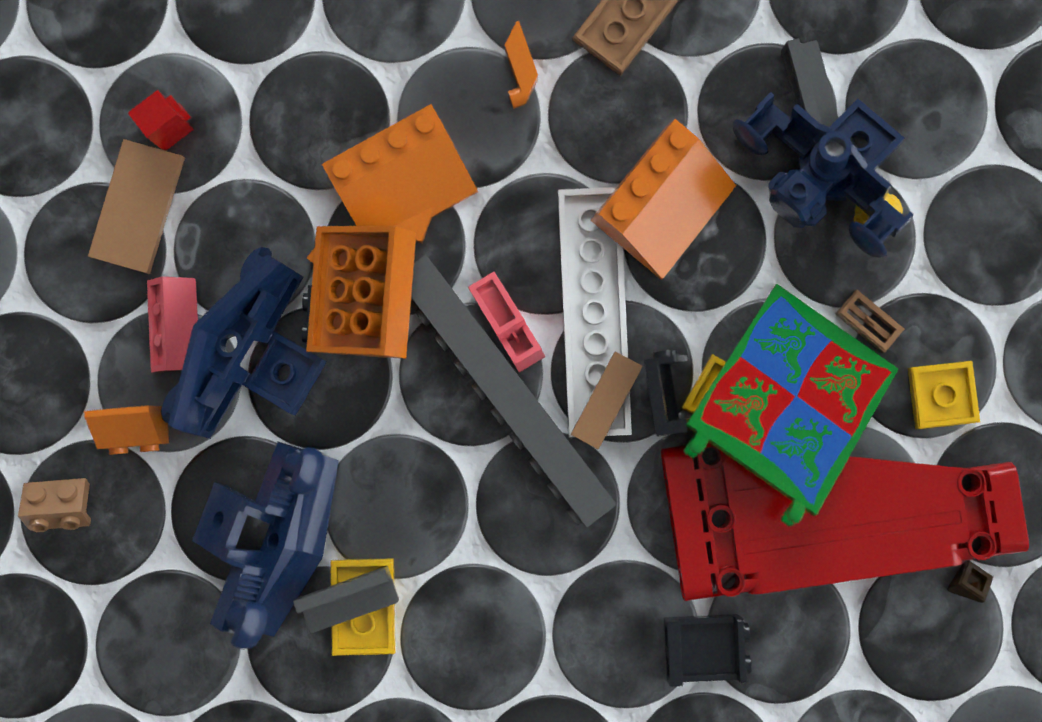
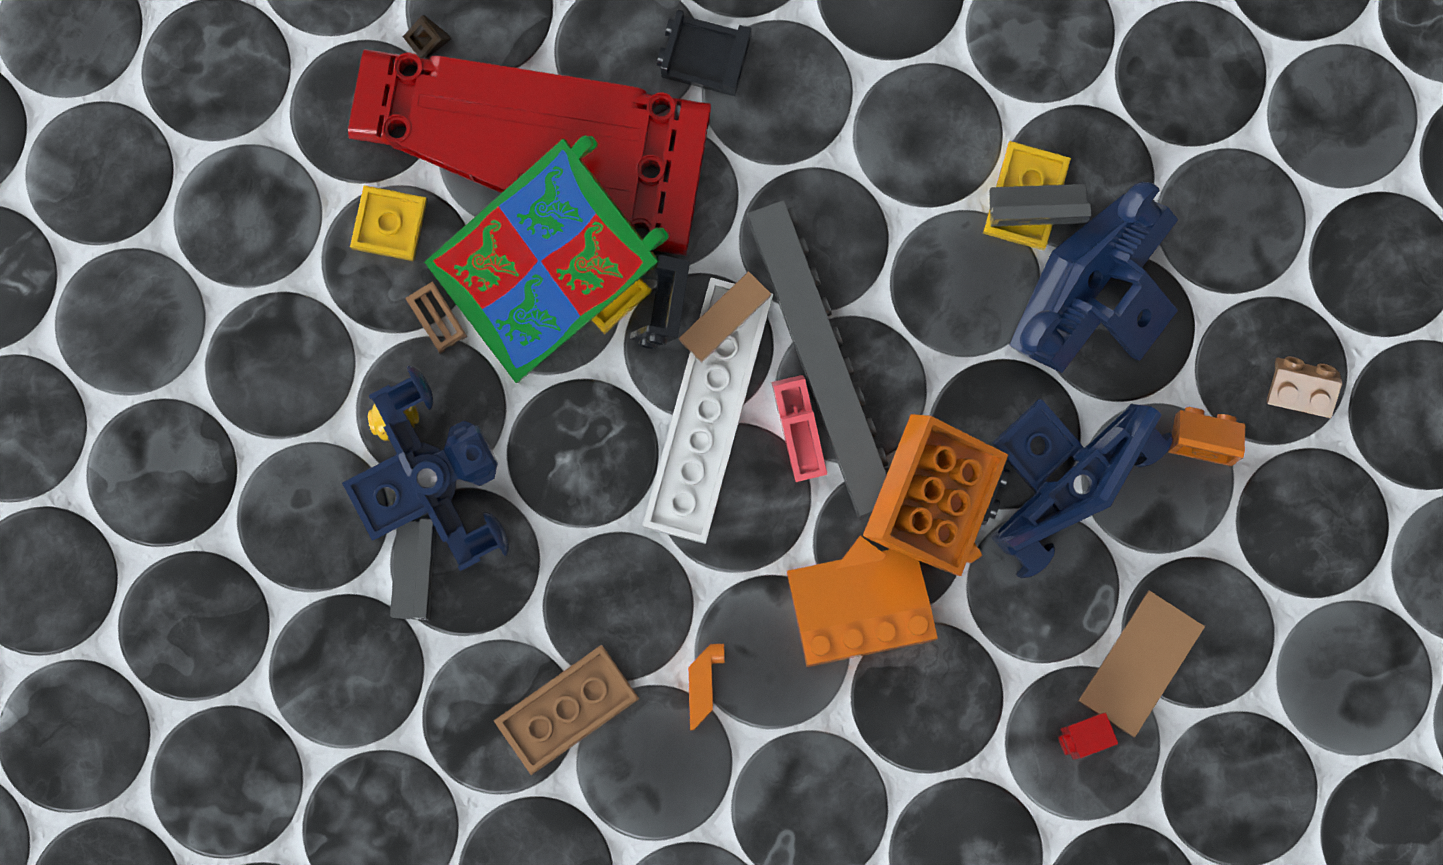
camera: 160 degrees left, 5 degrees down
(171, 320) = (1137, 530): coral panel -> none
(665, 199) = (602, 498): orange slope -> none

